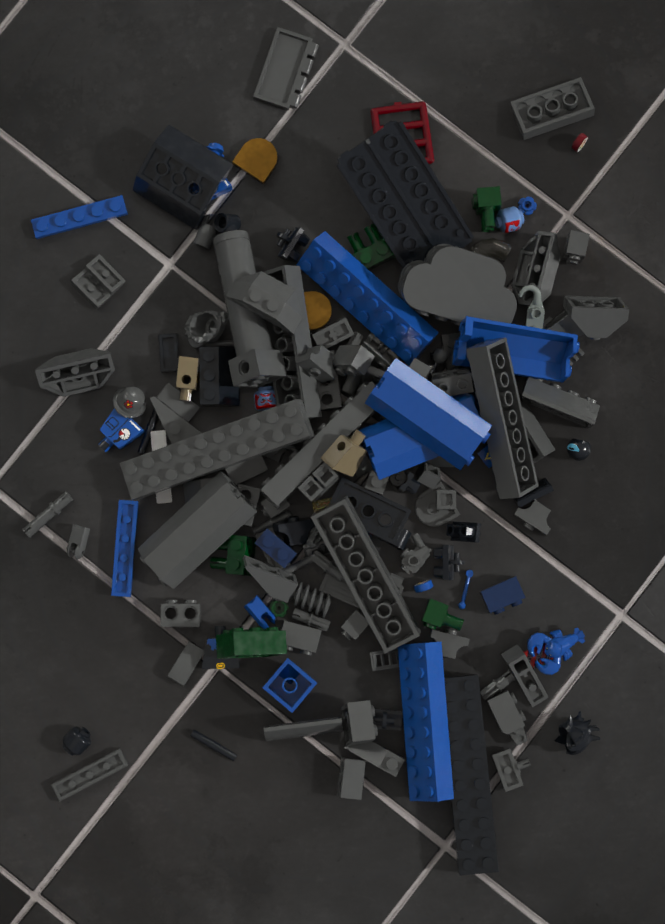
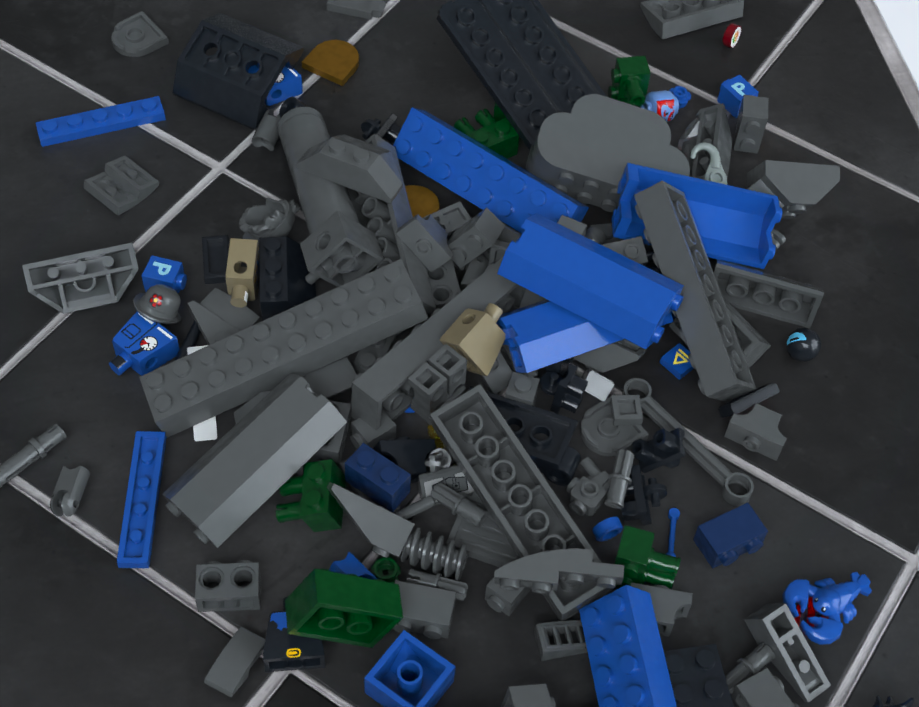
camera: 10 degrees left, 30 degrees down
(102, 126) = (137, 36): none -> dark grey tile
(132, 371) = (164, 272): none -> blue brick
(375, 630) = (544, 569): none -> dark grey slope
(434, 554) = (619, 479): none -> dark grey axle
(485, 520) = (693, 446): none -> dark grey piece
(572, 209) = (732, 93): none -> blue brick

